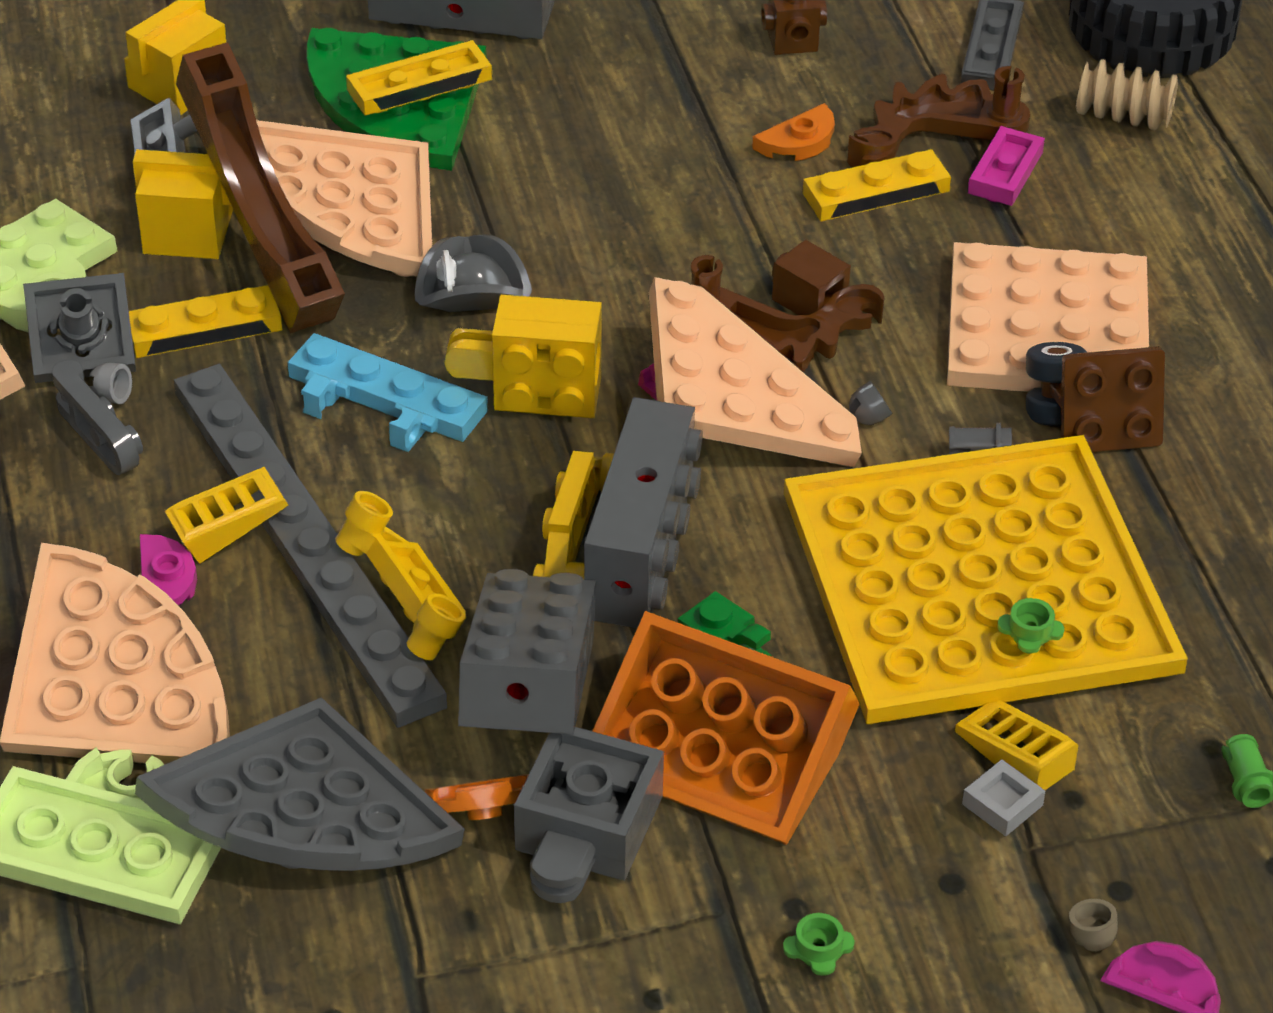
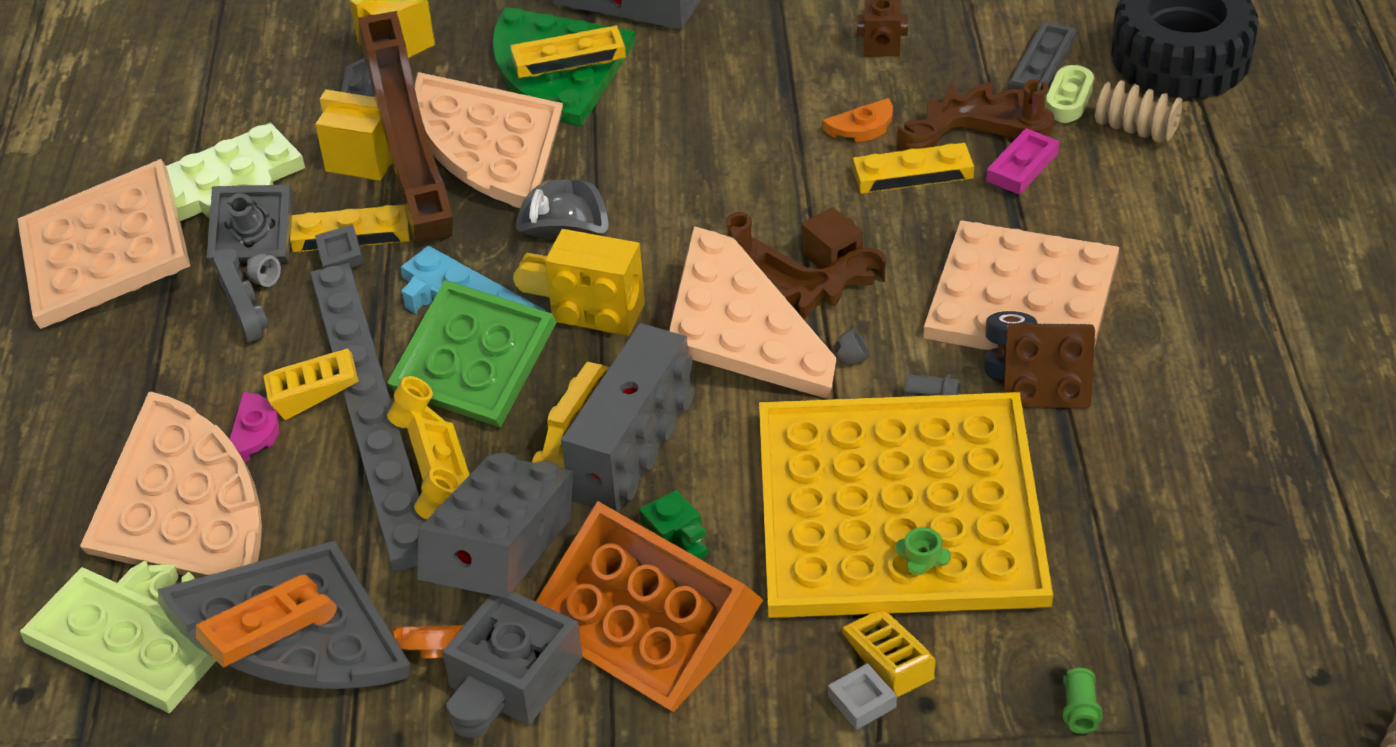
camera: 15 degrees right, 0 degrees up
(203, 345) = (340, 247): none -> dark grey plate
(283, 796) = (264, 620): none -> orange plate
(423, 452) = (475, 351): none -> bright green plate
(1042, 78) = (1070, 93): none -> yellowish green plate

